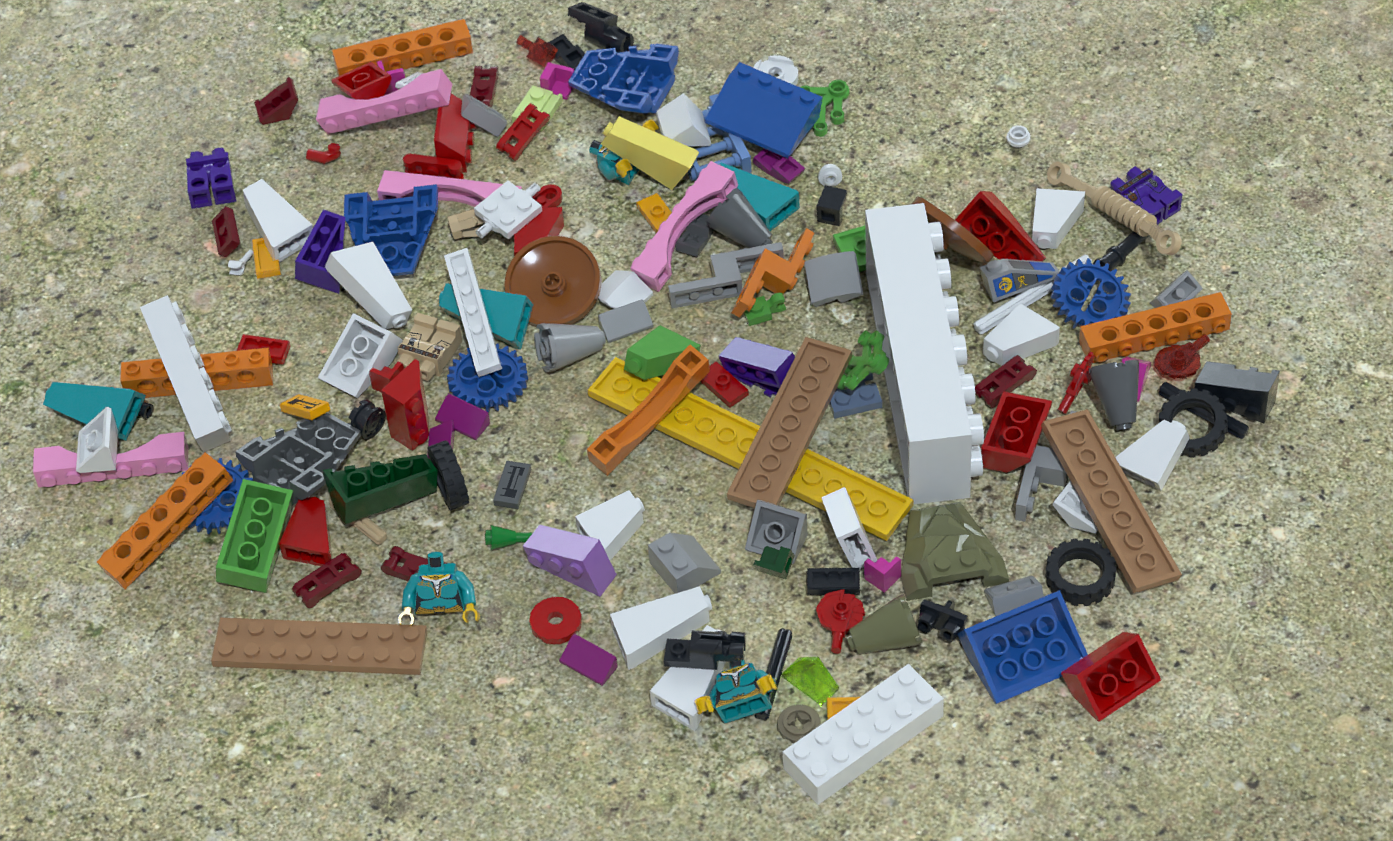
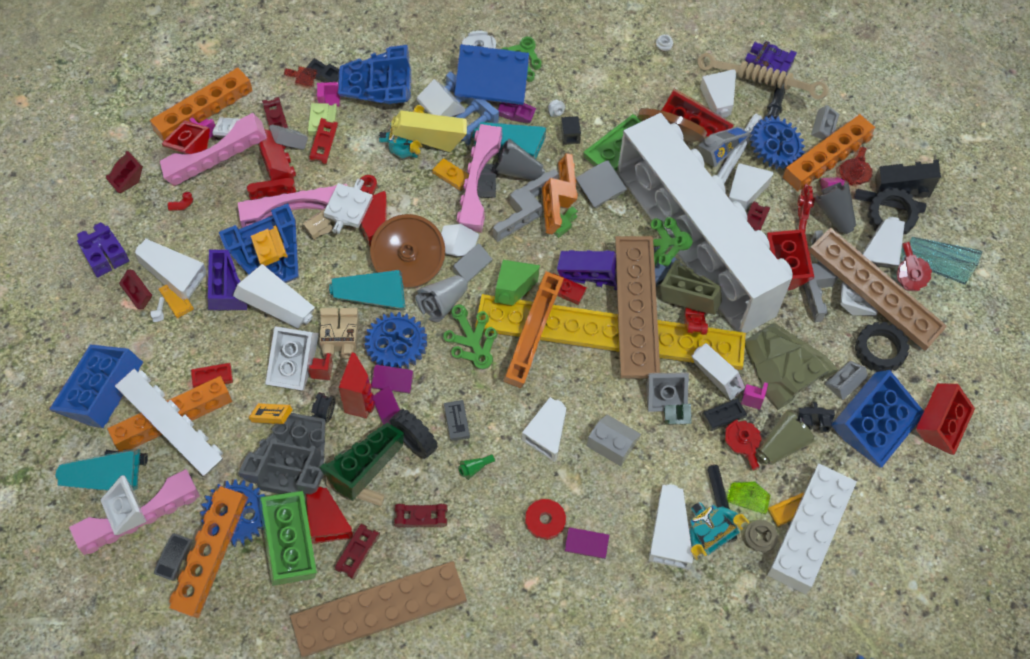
camera: 30 degrees left, 10 degrees up
(120, 326) = (91, 390): none -> blue slope
(125, 516) = (172, 556): none -> slope
(392, 226) = (269, 246): none -> light orange plate
(438, 590) = (451, 530): teal torso -> none
(473, 312) = (366, 296): white plate -> none
(571, 557) = (532, 465): medium lavender wedge -> none
(578, 428) = (473, 338): none -> bright green plant
(601, 27) = (341, 45): black plate -> none
(645, 627) = (619, 499): white slope -> none
(705, 649) = (677, 508): black plate -> none
(855, 465) = (695, 321): none -> red plate
(867, 427) = (690, 290): none -> olive wedge
(1175, 498) = (913, 271): none -> piece
(1224, 495) = (946, 259): none -> clear light blue slope

